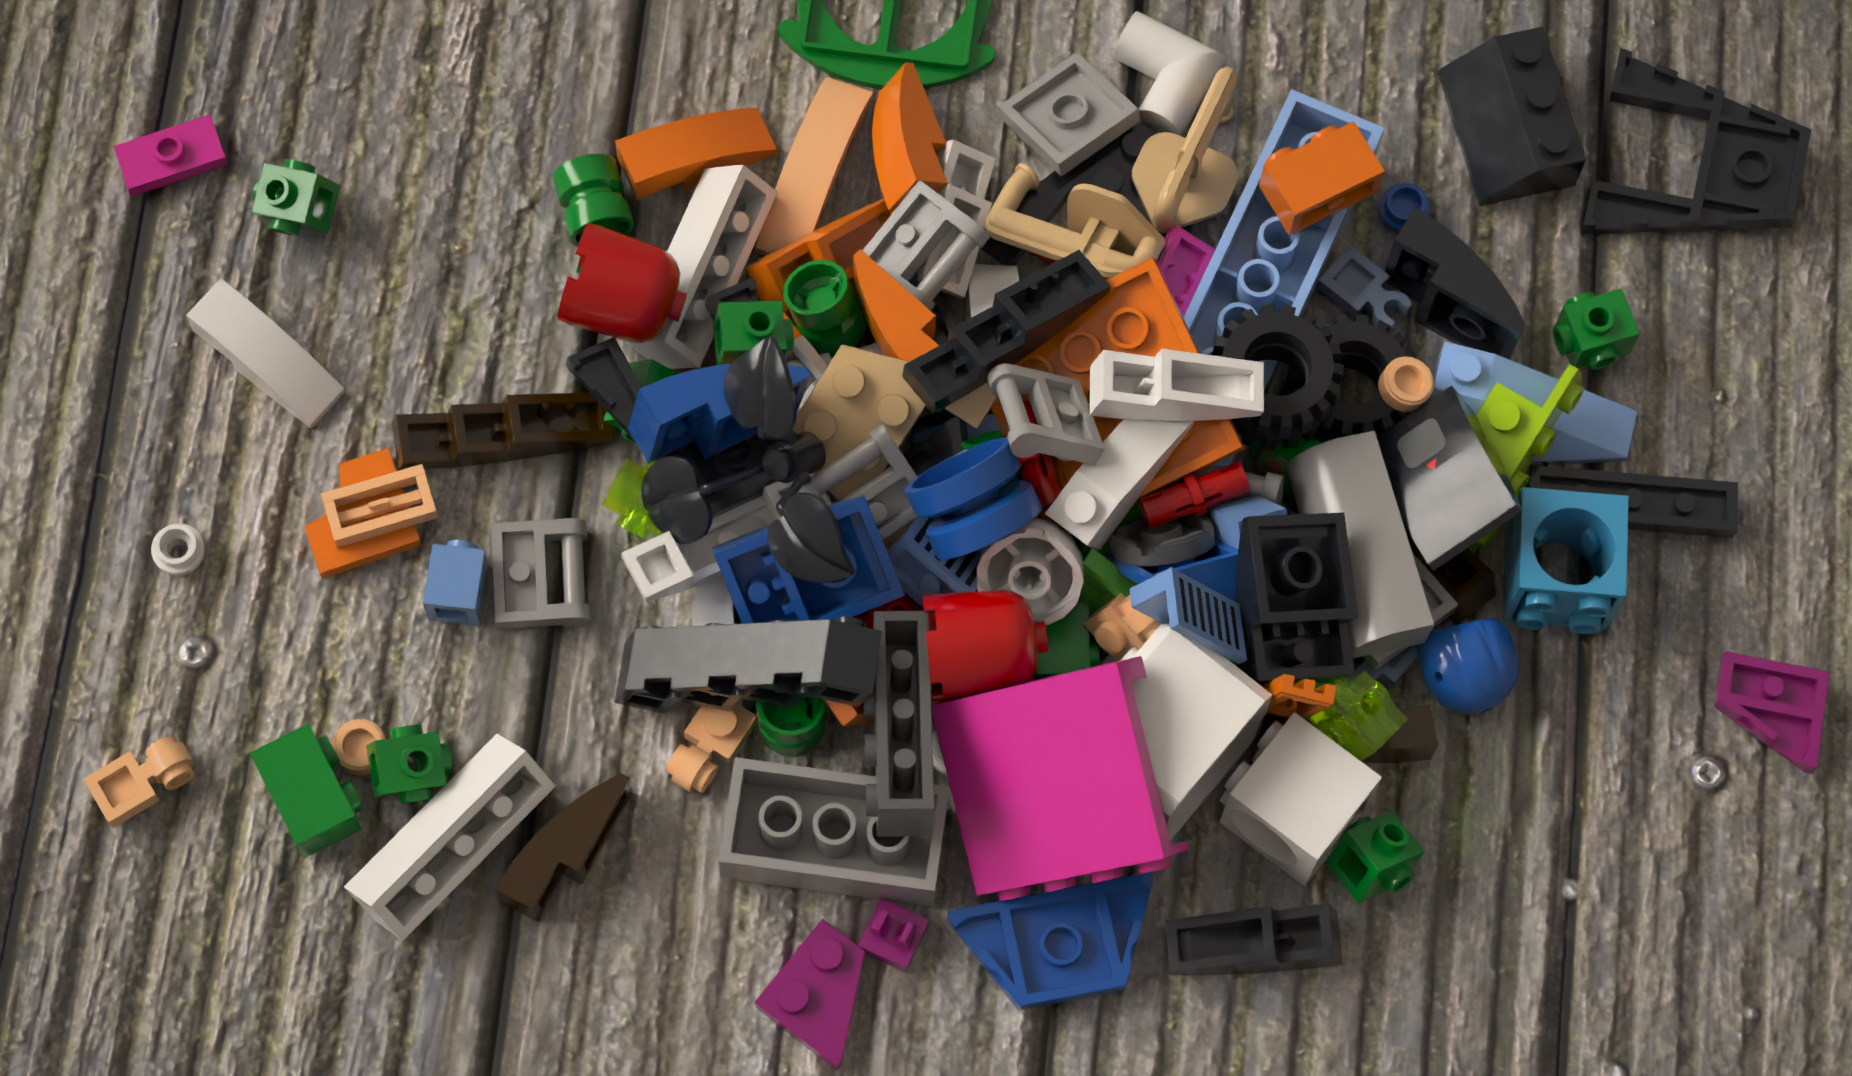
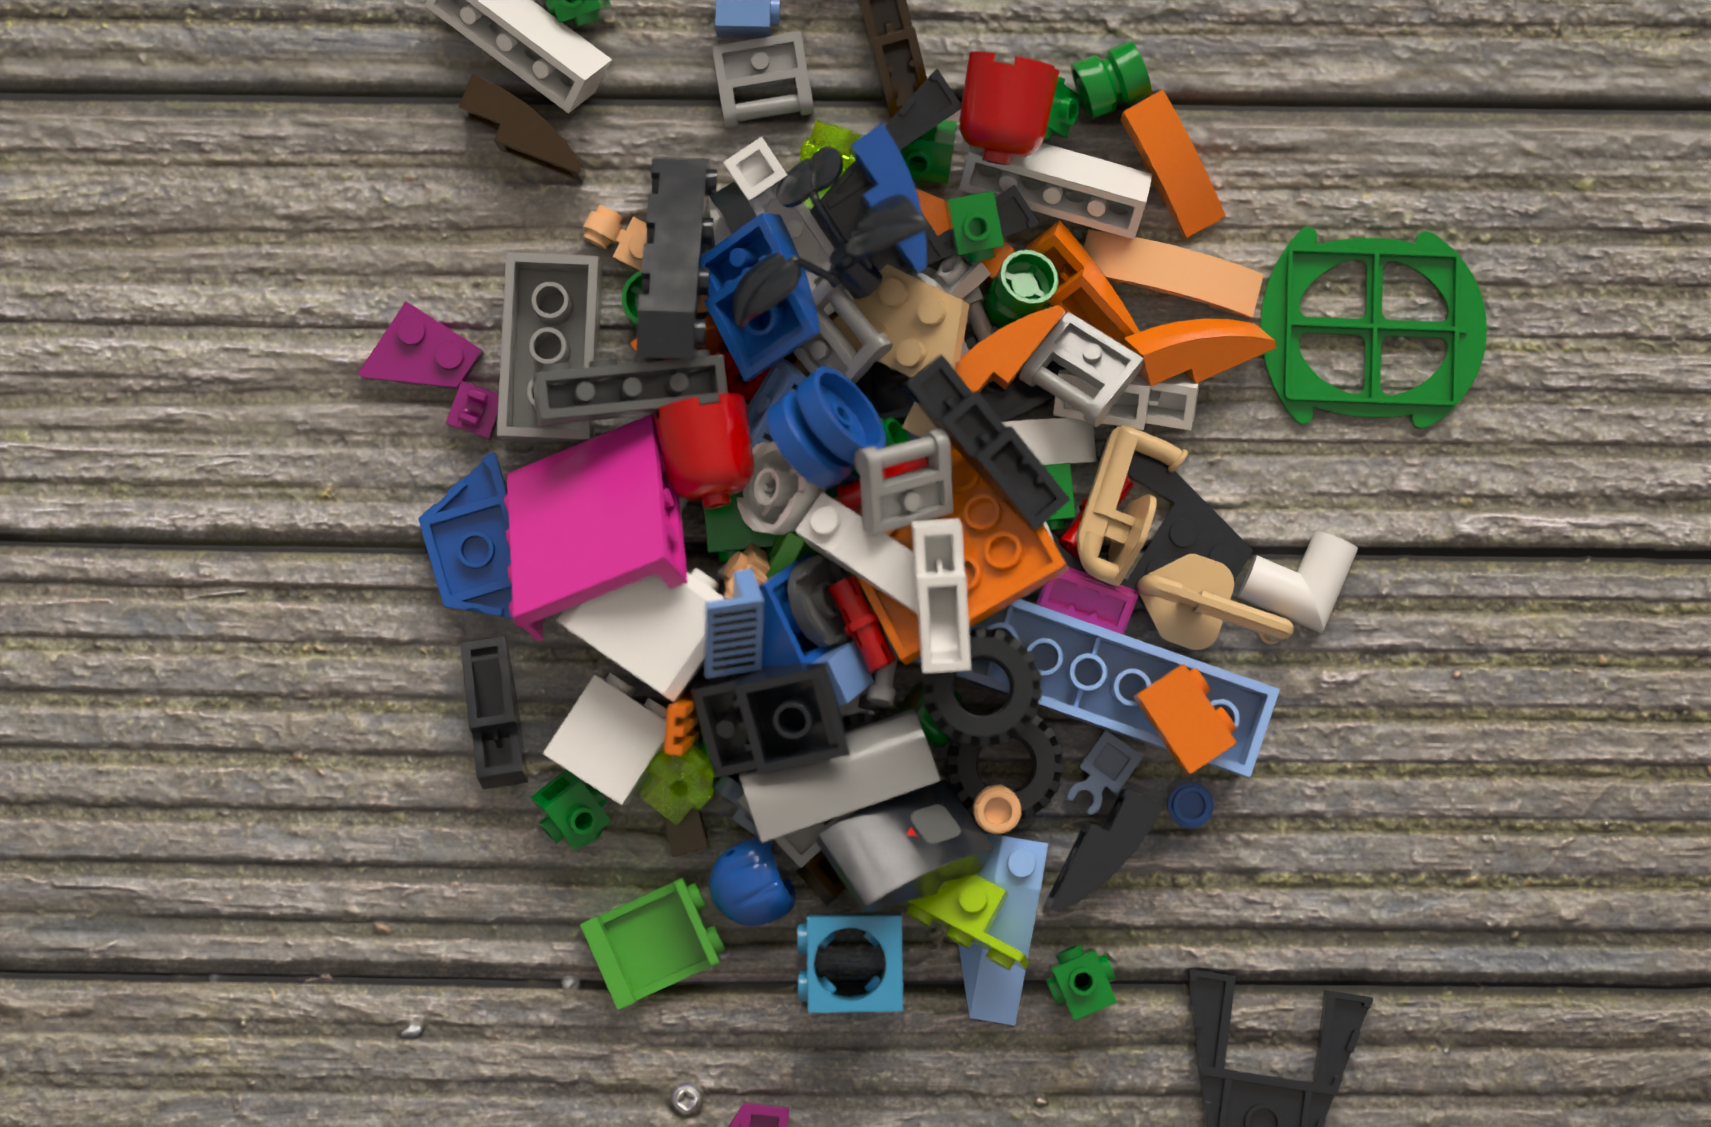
camera: 85 degrees right, 15 degrees up
(699, 599) = (732, 207): none -> black piece
(1069, 113) = (1245, 493): light grey plate -> none
(1512, 118) = (1288, 897): black slope -> none
(1528, 785) = (653, 942): none -> bright green panel
(1654, 500) = (925, 1023): black plate -> none

